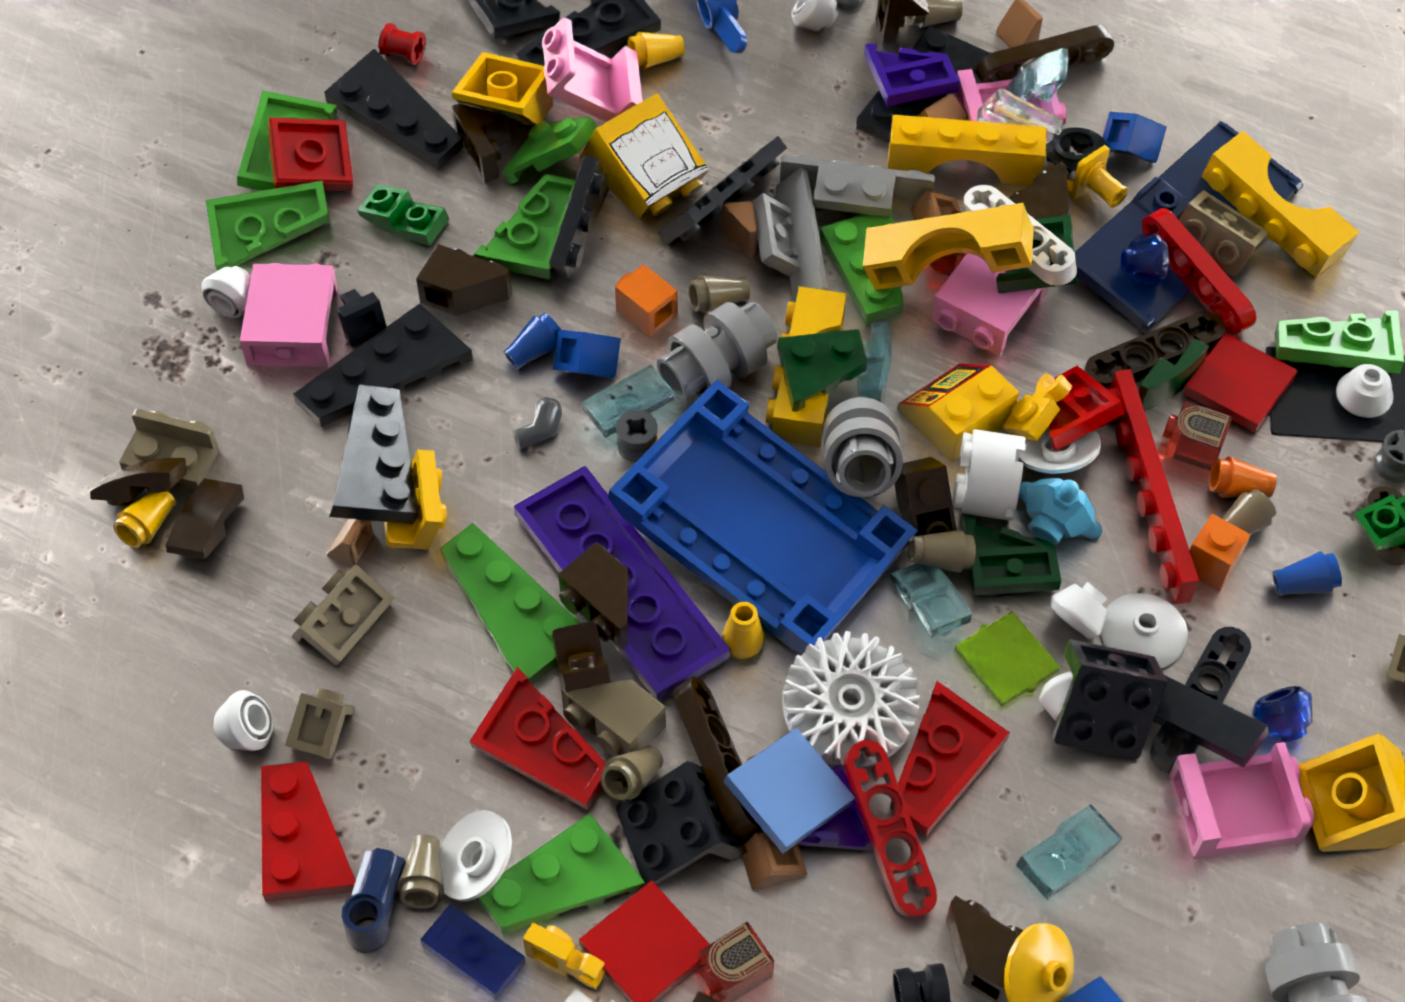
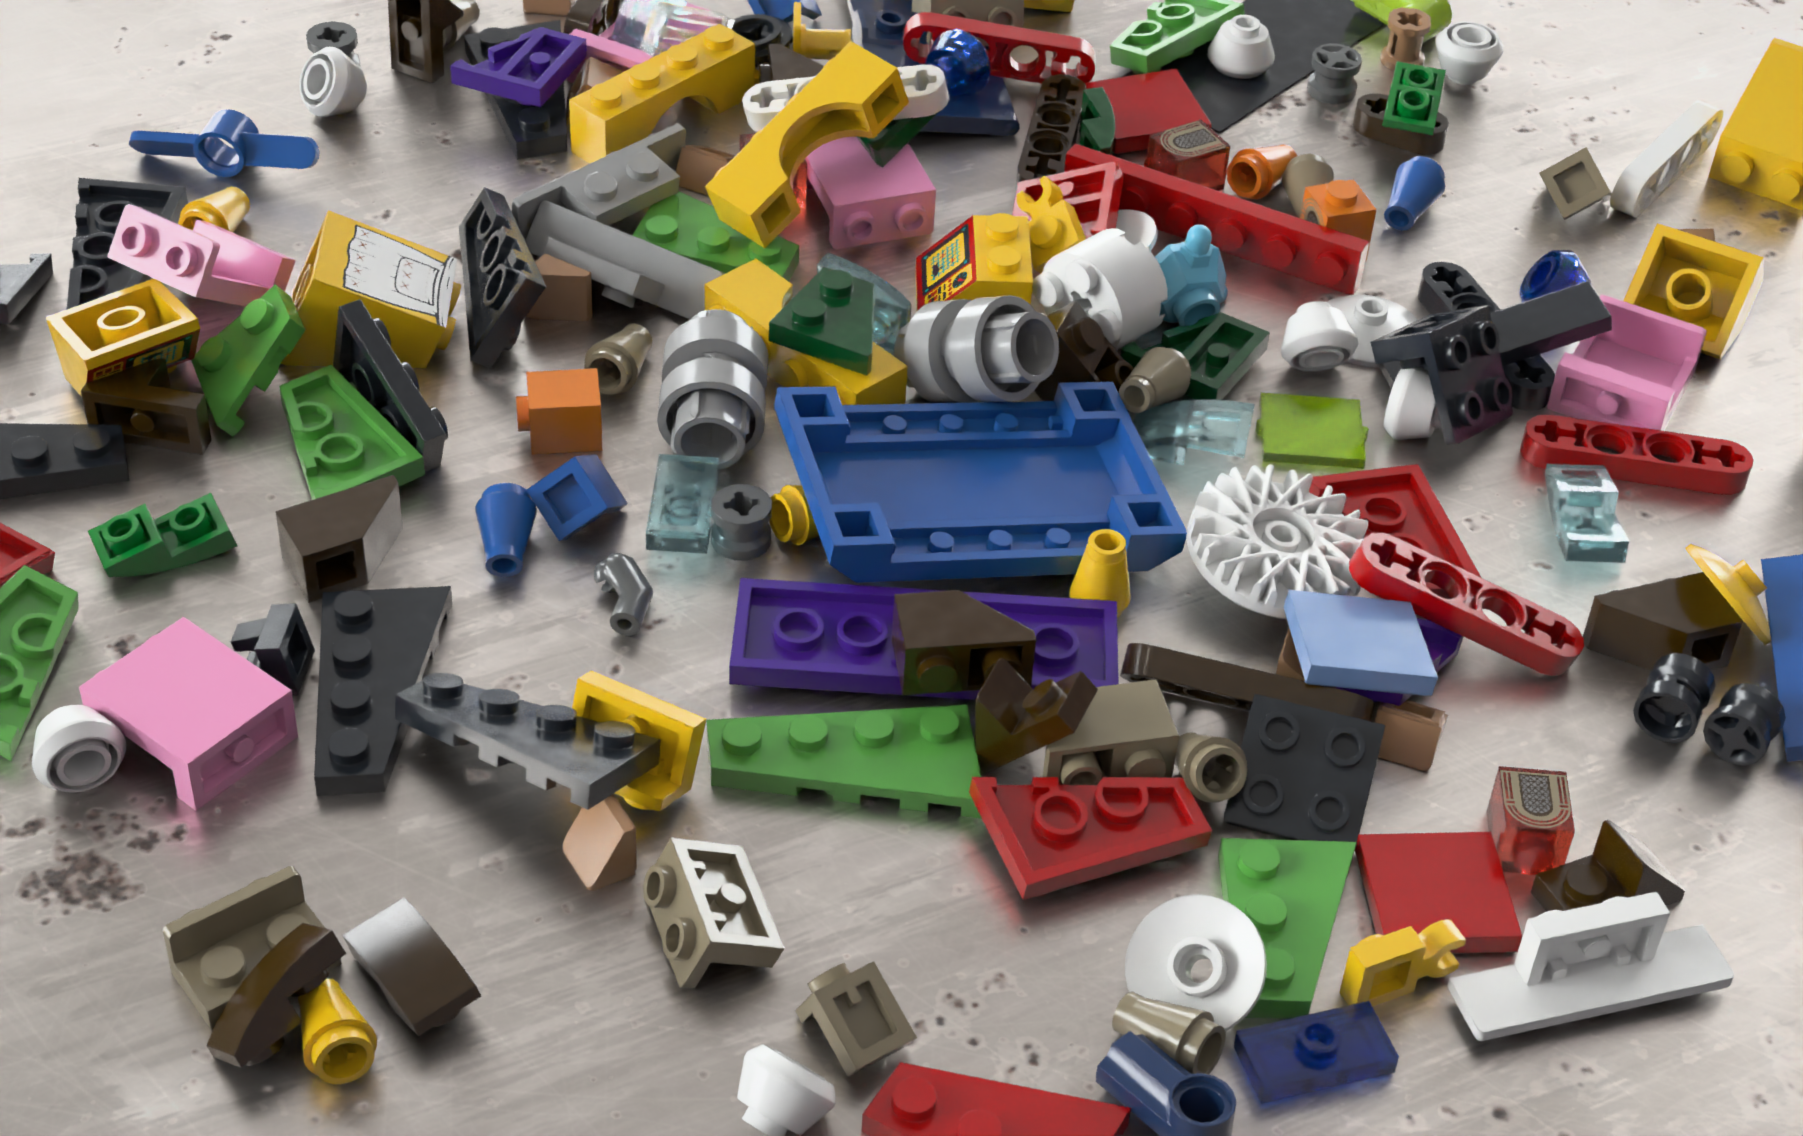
camera: 55 degrees left, 15 degrees down
(1166, 848) = (1702, 464): none -> red beam

